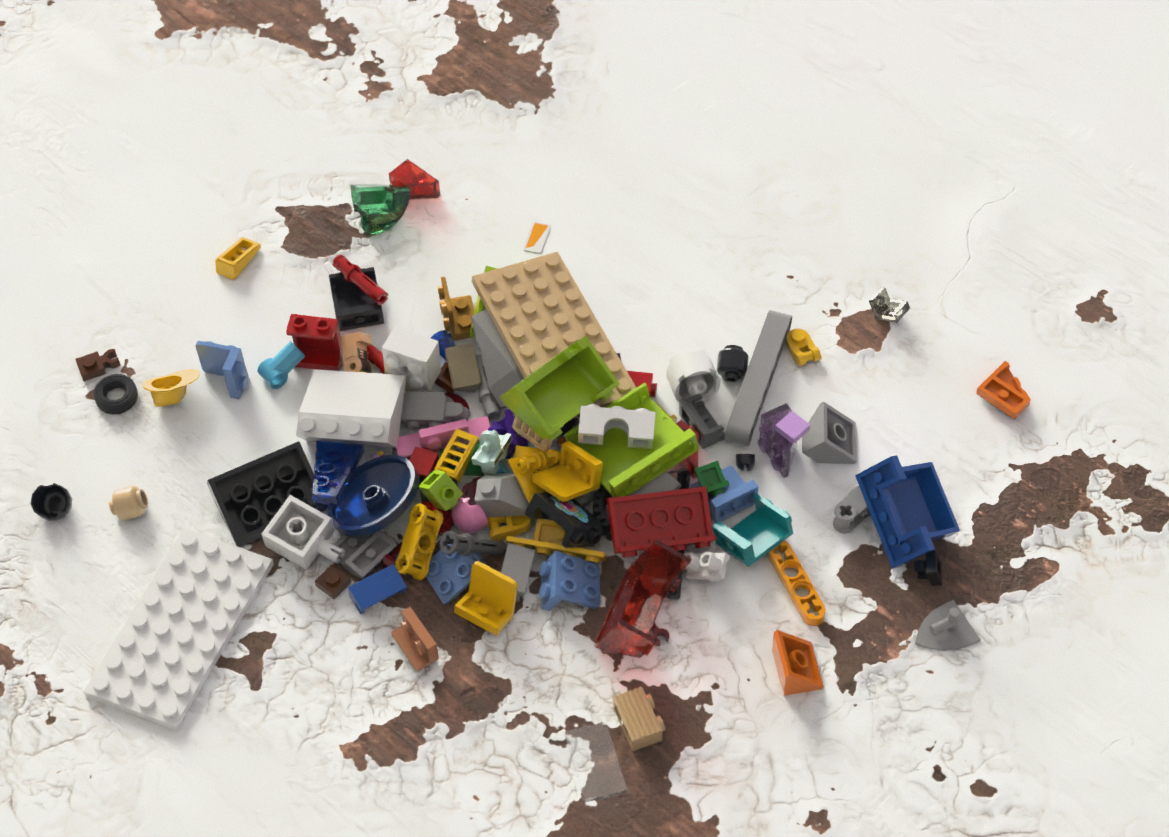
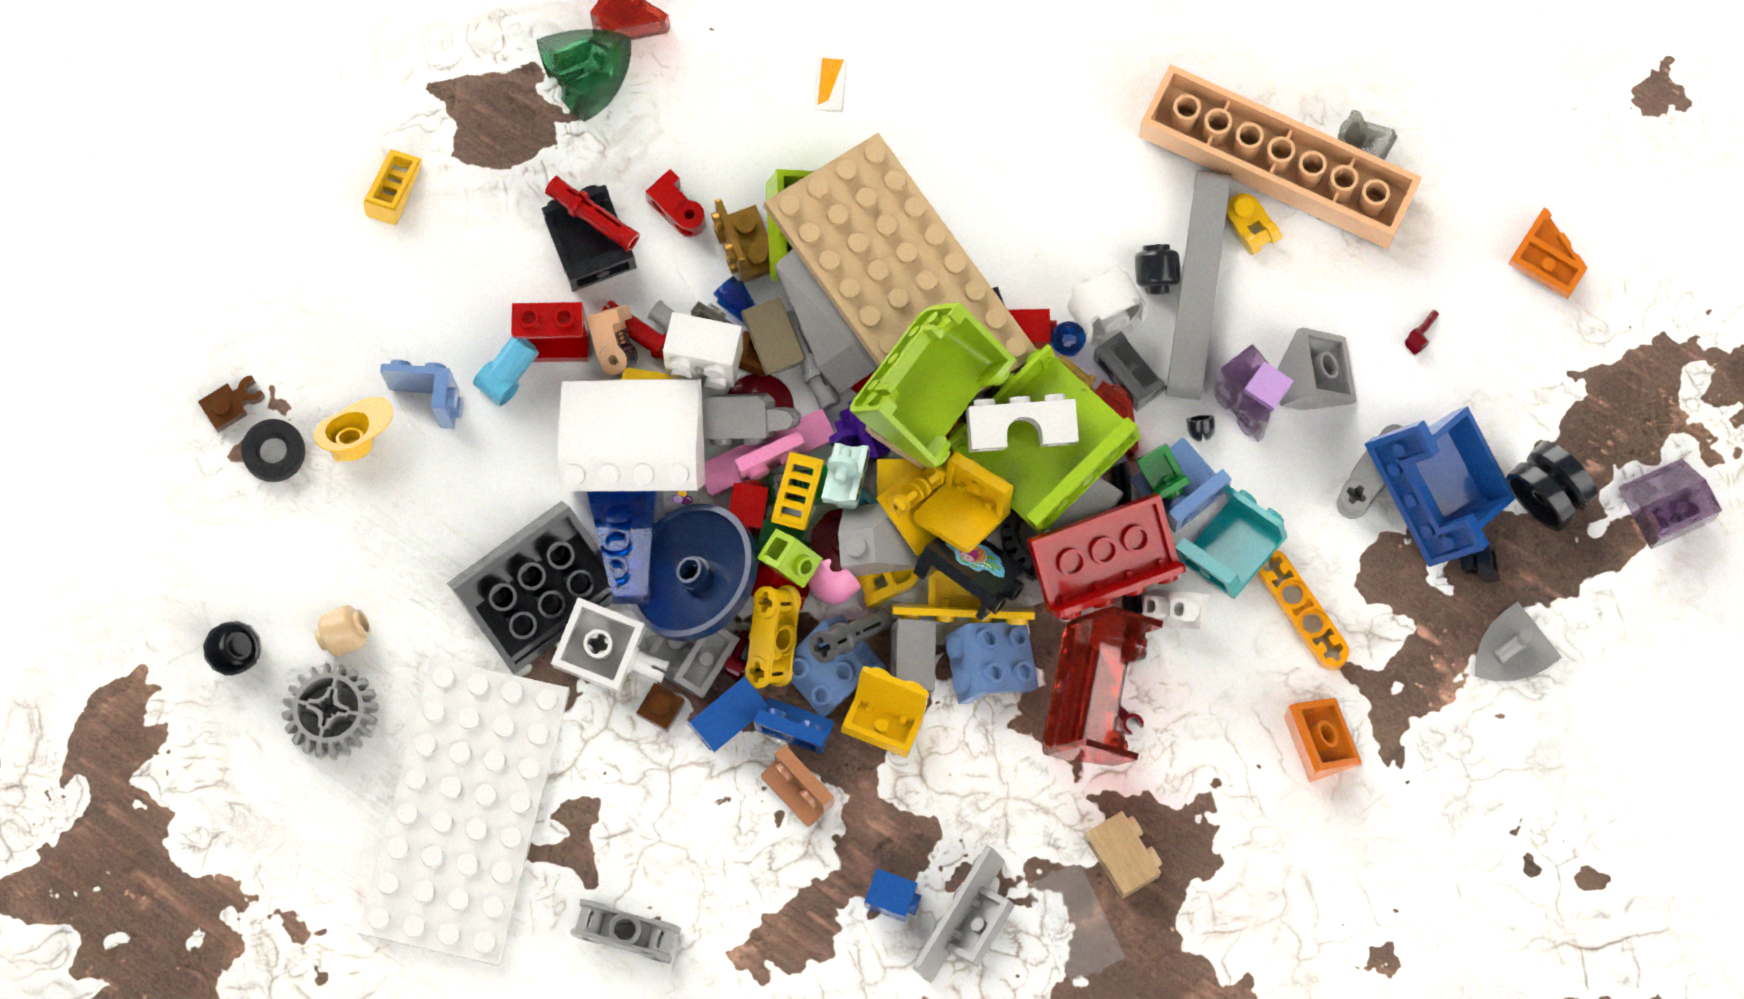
camera: 10 degrees left, 20 degrees up
(108, 557) = (344, 715): none -> light grey gear
(285, 725) = (606, 921): none -> light grey piece
(415, 287) = (674, 207): none -> red leg
(423, 604) = (794, 725): none -> blue bracket
(465, 721) = (892, 896): none -> blue brick
(516, 745) = (969, 921): none -> light grey bracket
(662, 393) = (1066, 332): none -> clear blue cone
(828, 308) = (1279, 156): none -> light nougat brick
(905, 428) = (1416, 340): none -> dark red hand
(986, 523) = (1552, 485): none -> black wheel
(1072, 550) = (1670, 502): none -> clear purple slope

